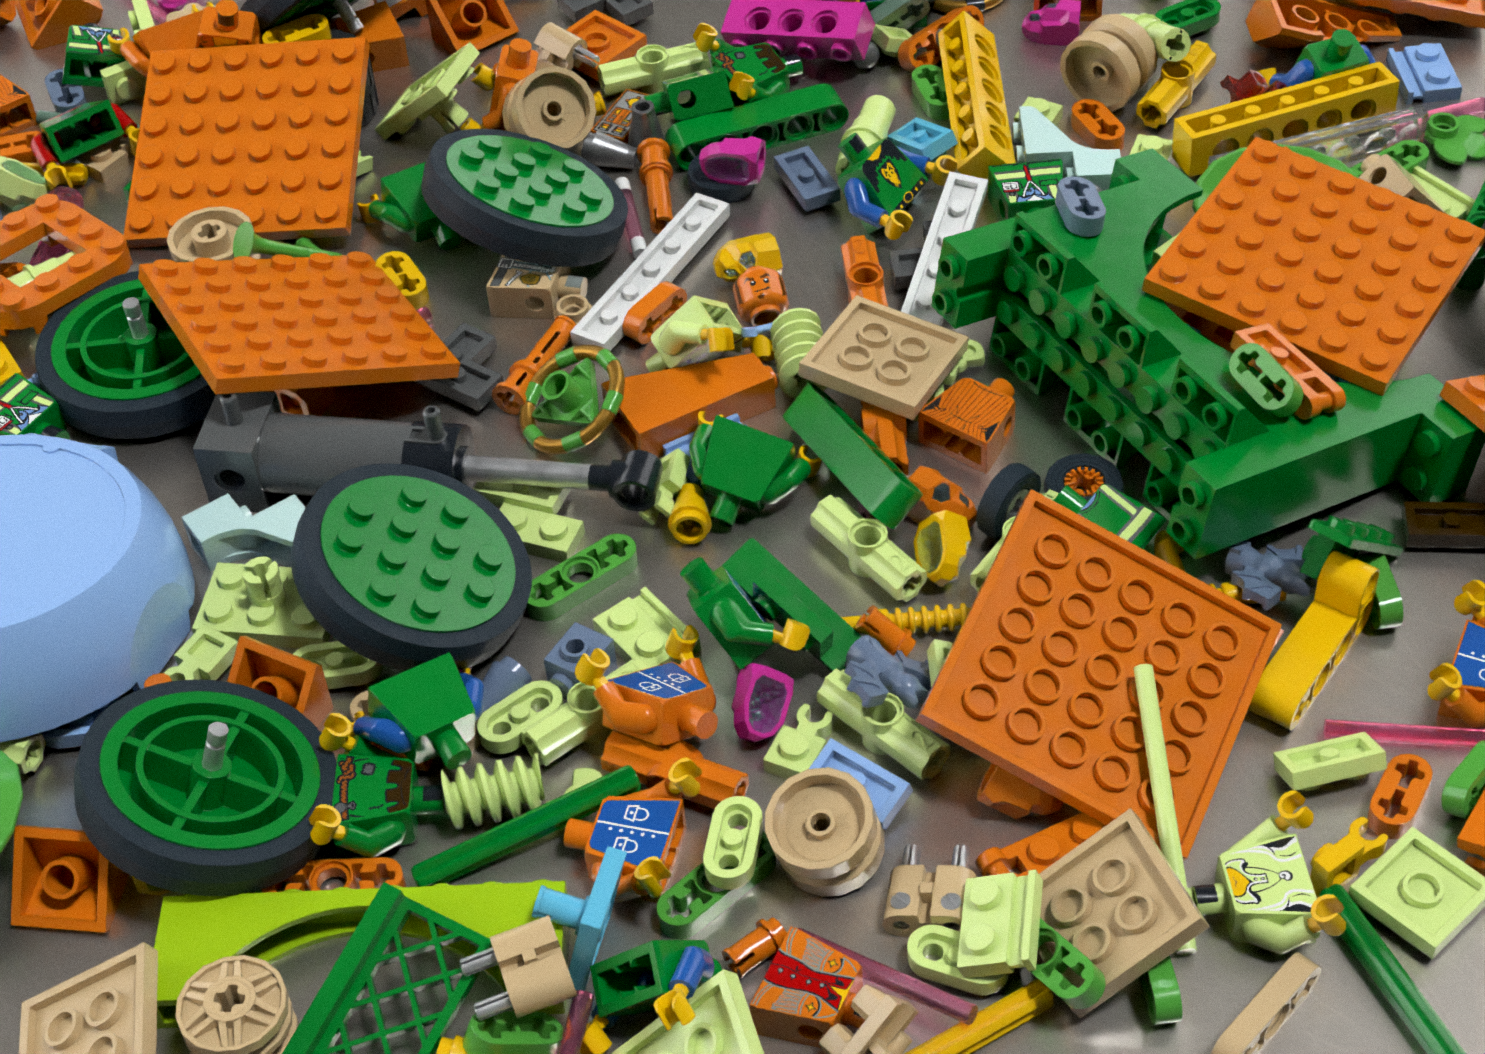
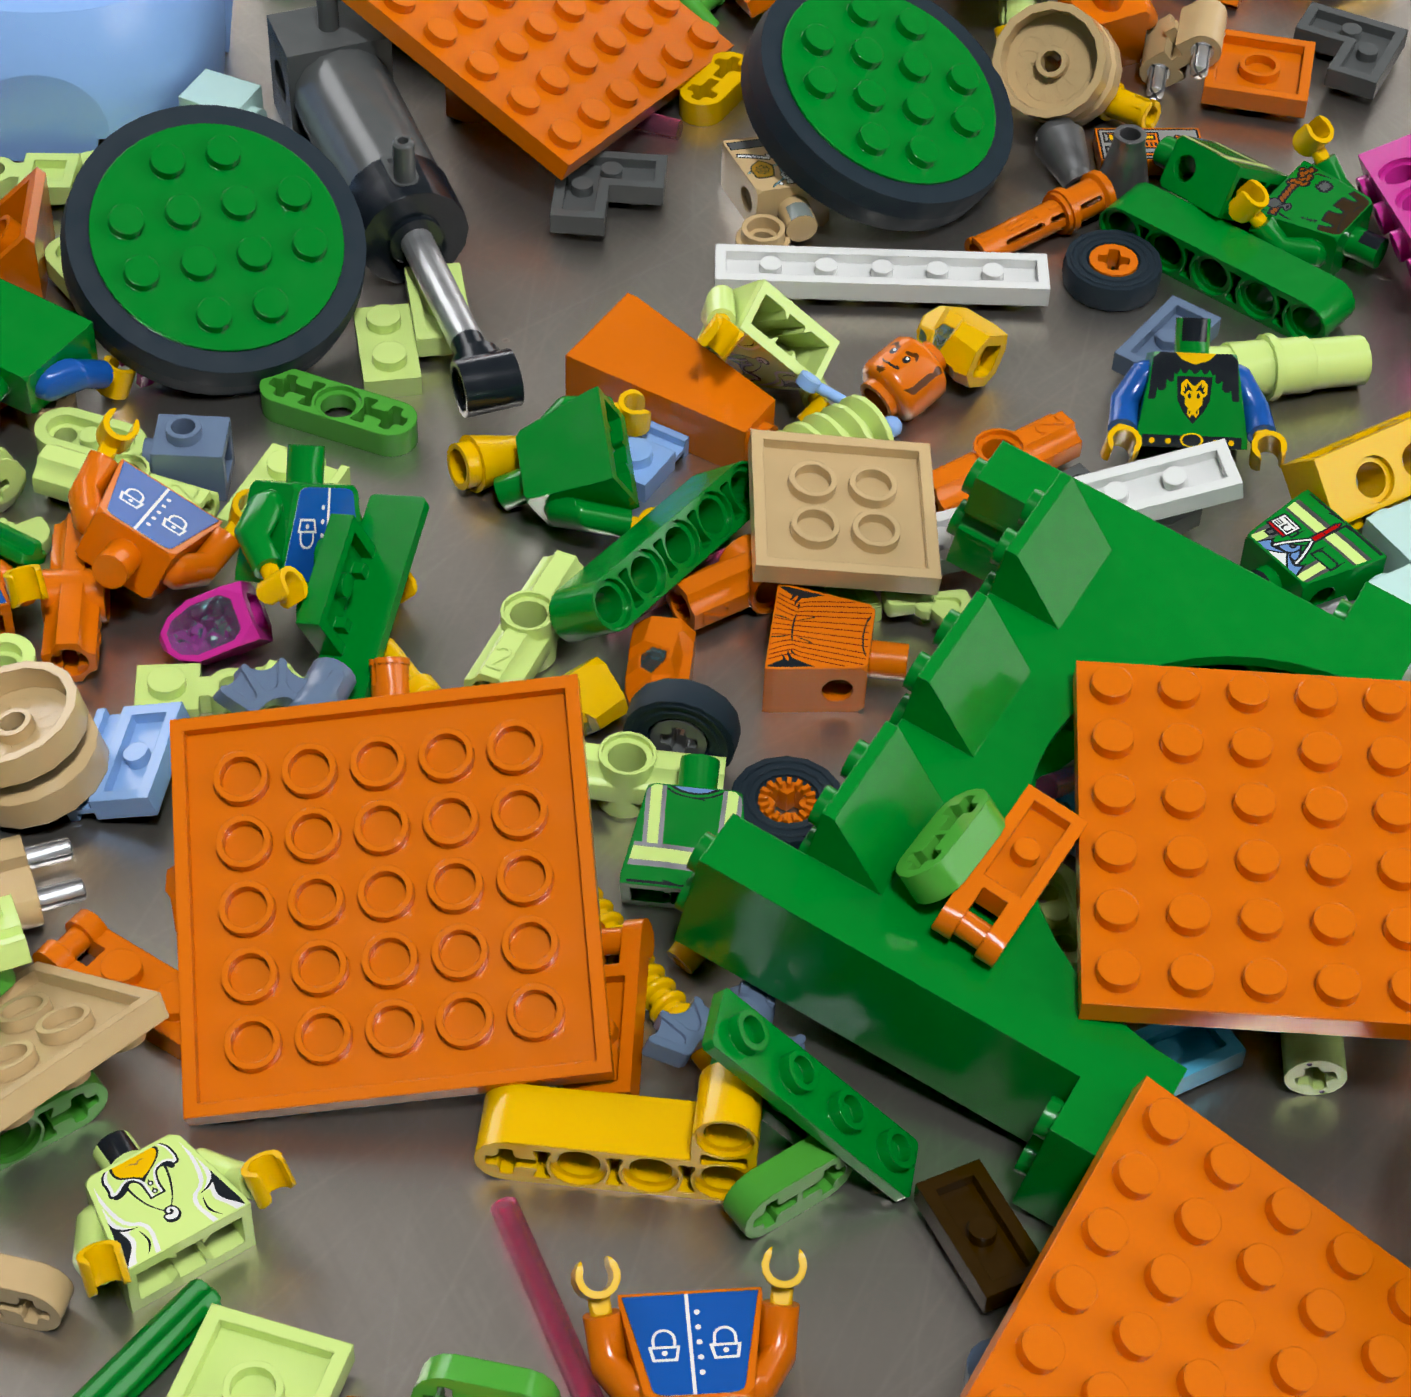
camera: 55 degrees right, 0 degrees up
(502, 680) = (131, 400): sand blue cone -> none
(523, 370) = (627, 241): orange pin -> none
(572, 398) = (592, 282): bright green piece -> none
(632, 223) = (981, 220): bar -> none
(650, 67) = (1243, 125): yellowish green piece -> none
(653, 311) = (815, 297): orange beam -> none
(672, 480) = (505, 420): yellowish green plate -> none
(734, 160) = (1118, 258): dark pink rock -> none
(924, 138) = (1321, 417): medium azure plate -> none
(1080, 206) = (1185, 549): sand blue beam -> none
(1160, 779) = (224, 1049): yellowish green bar -> none
(1330, 761) = (430, 1220): yellowish green plate -> none
(1343, 860) = (255, 1284): yellow plate -> none
(1390, 792) = (421, 1324): orange beam -> none

